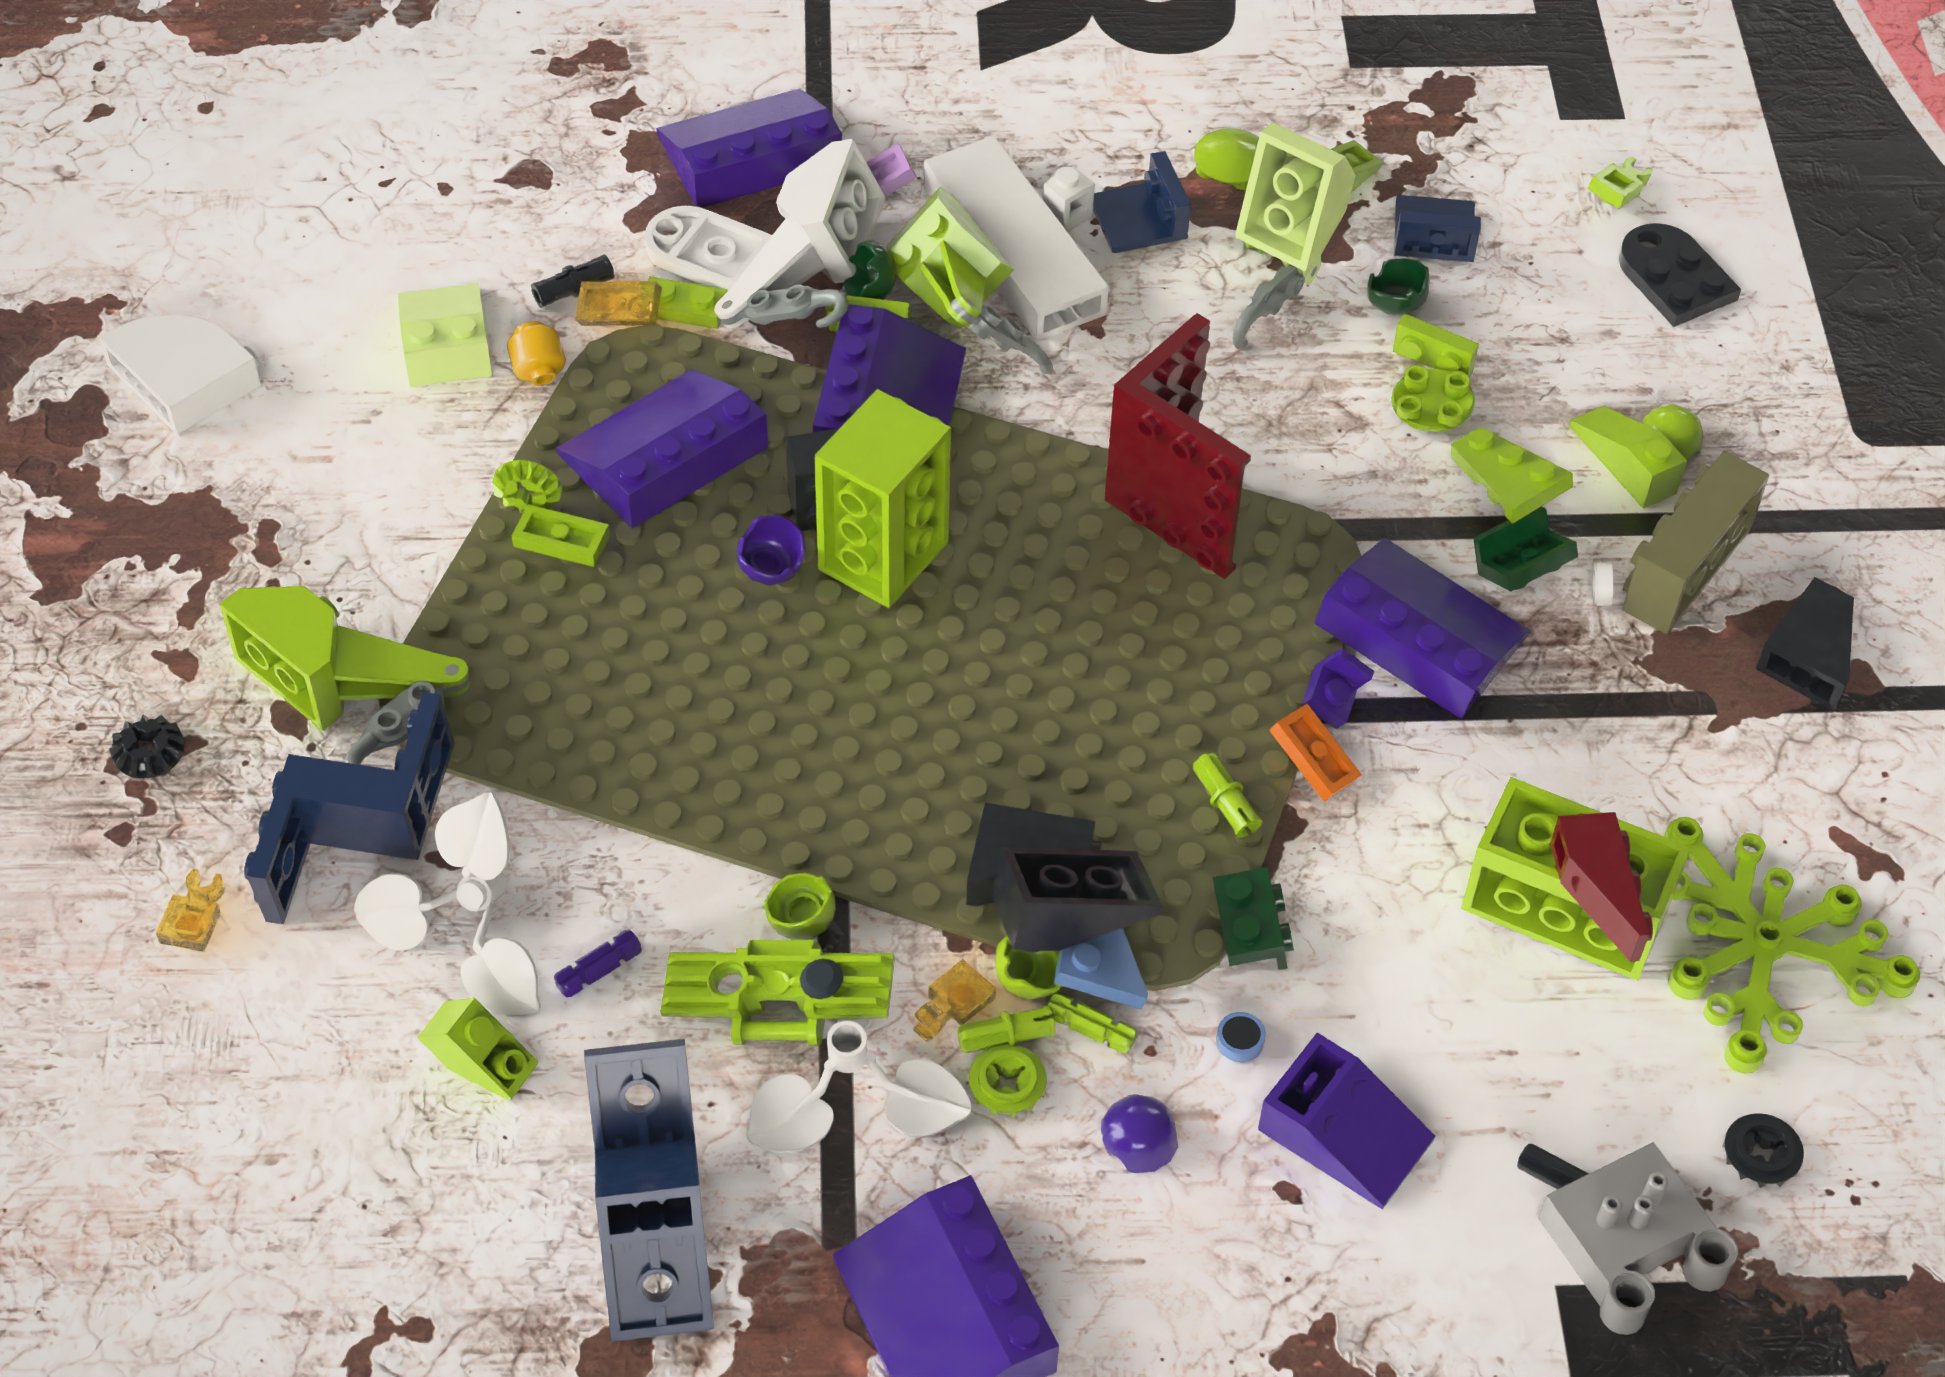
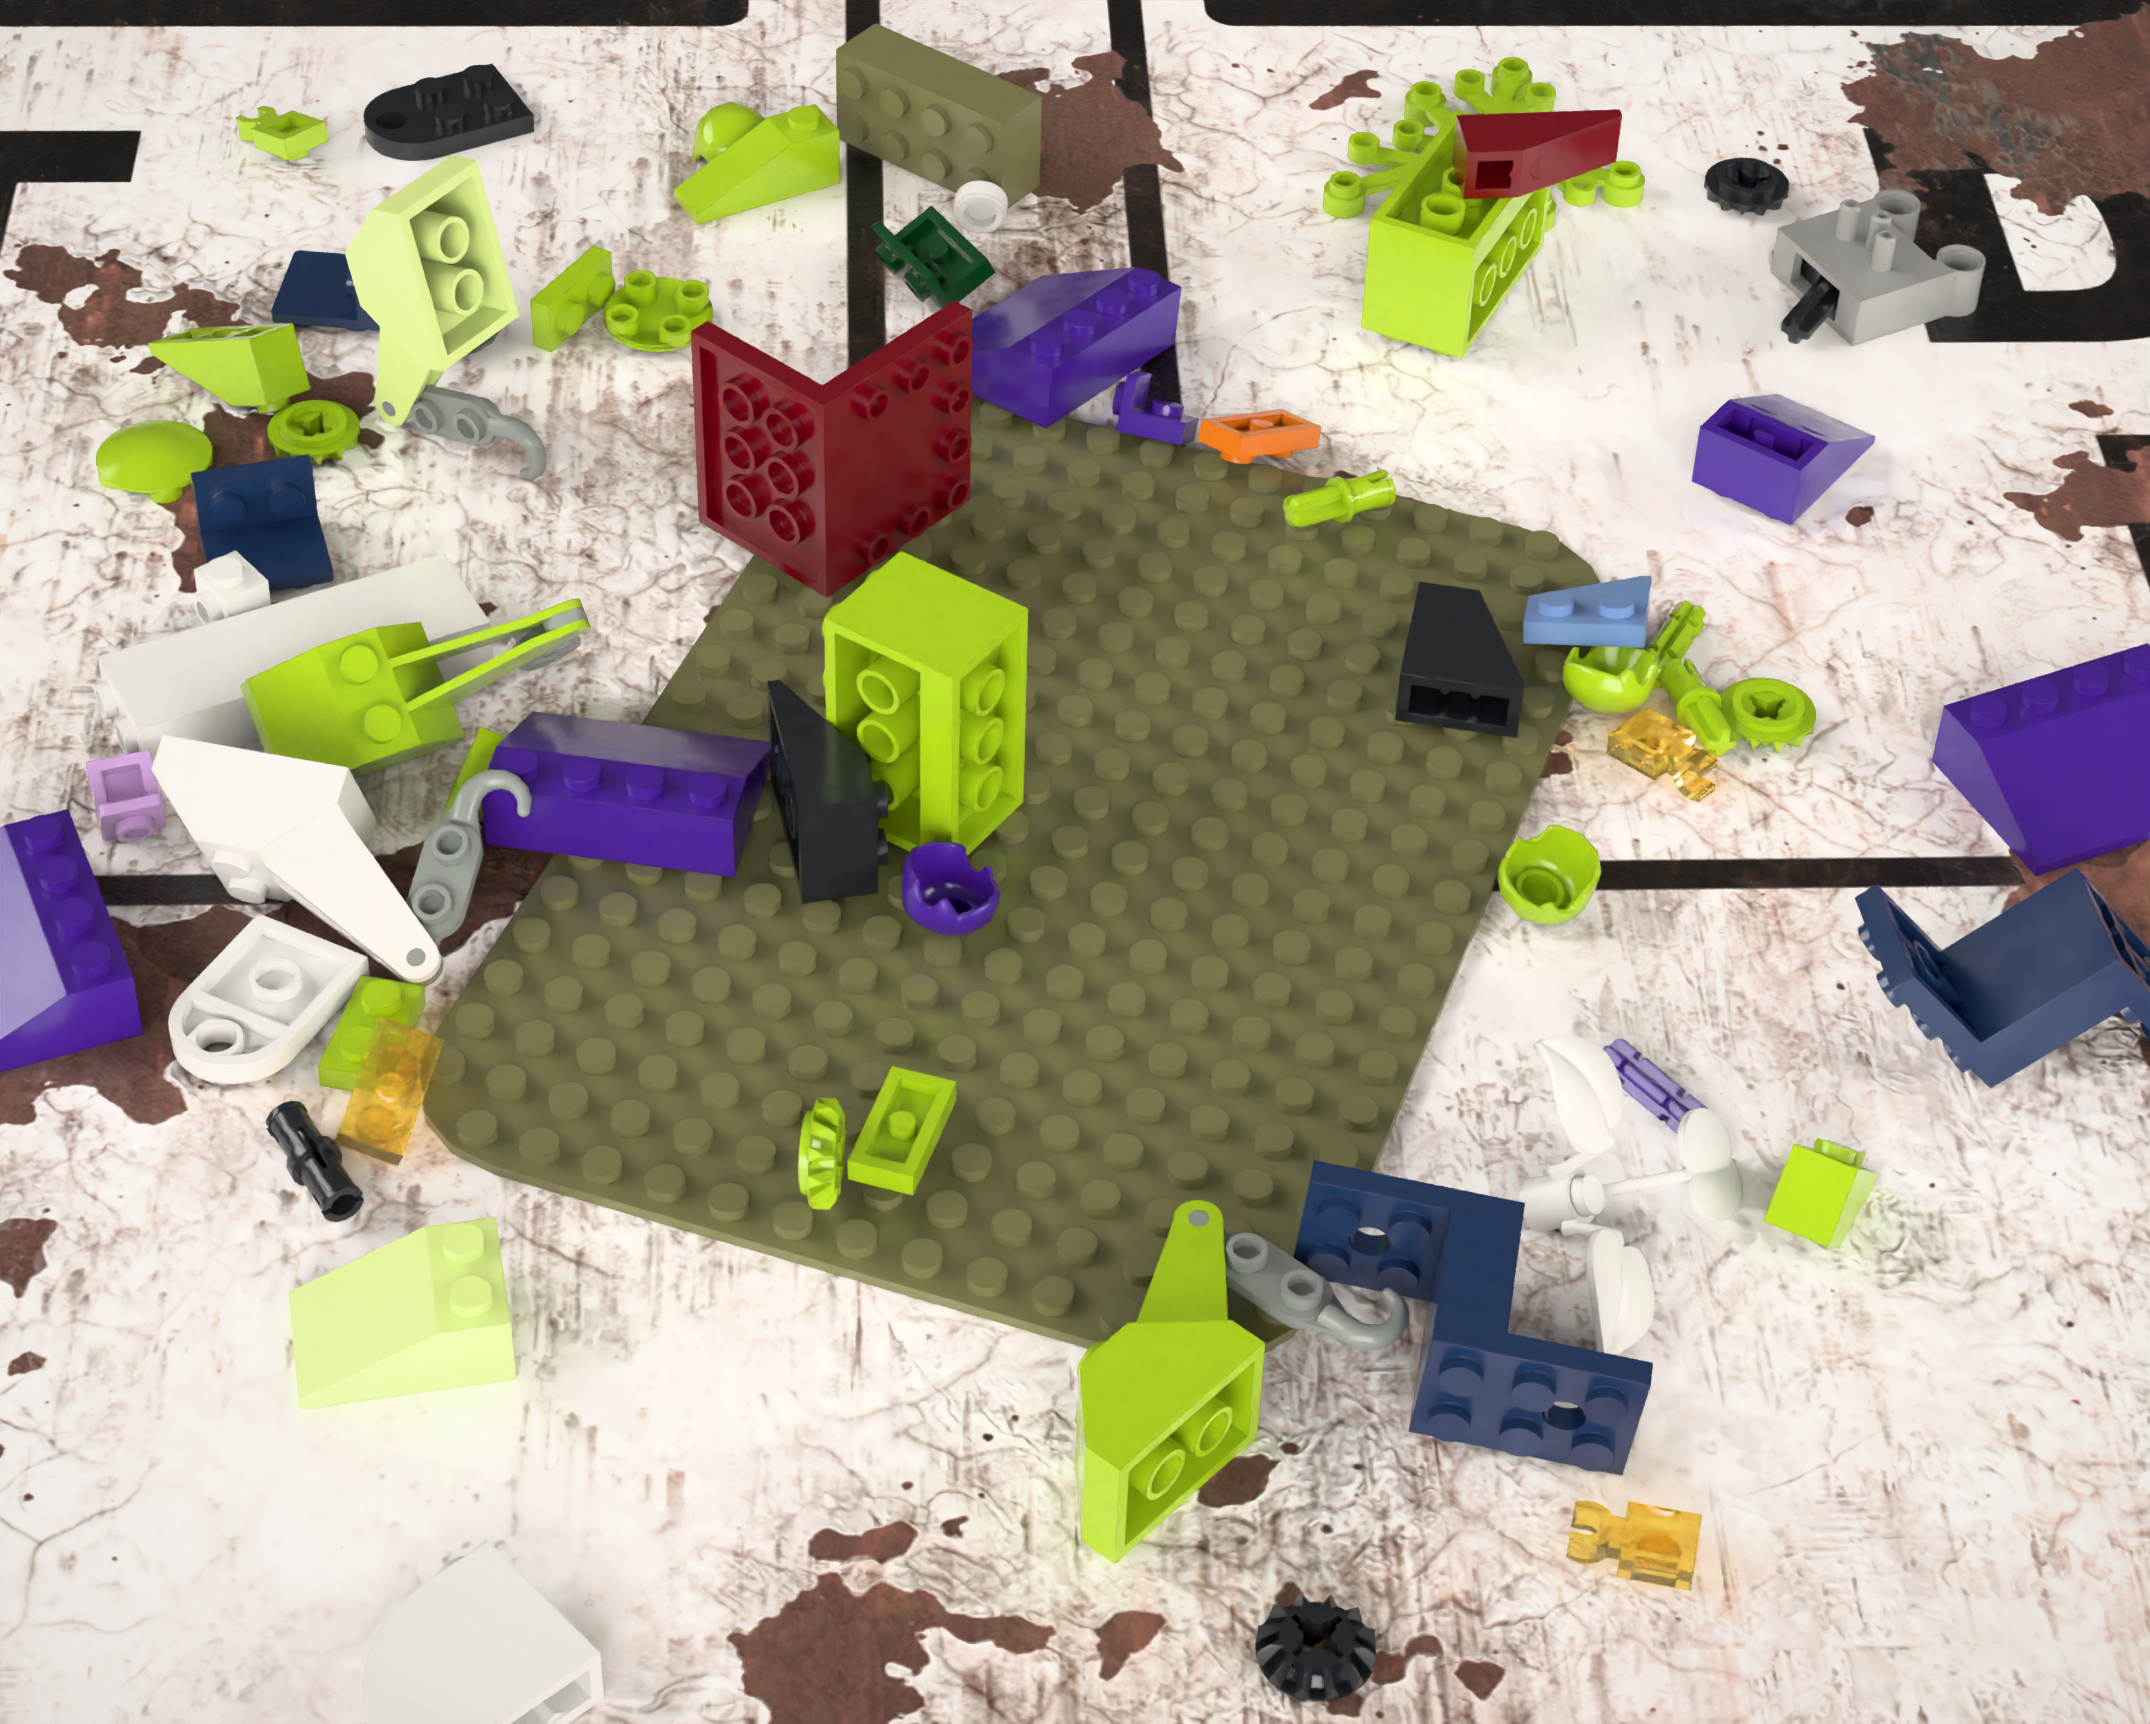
camera: 90 degrees left, 10 degrees down
(536, 353) = (488, 1184): yellow head -> none
(667, 445) = (712, 1017): dark purple slope -> none
(779, 971) = (1671, 872): lime piece -> none
(793, 1118) = (1802, 790): white plant -> none
(874, 271) = (404, 775): dark green hair -> none
(1069, 895) = (1551, 596): black slope -> none
(1140, 1133) = (1817, 607): dark purple hair -> none
(1240, 1037) = (1667, 530): tile -> none
(1250, 917) = (1514, 495): dark green bracket -> none
(1509, 472) = (814, 241): lime wing -> none
(1813, 645) = (1075, 72): black slope -> none

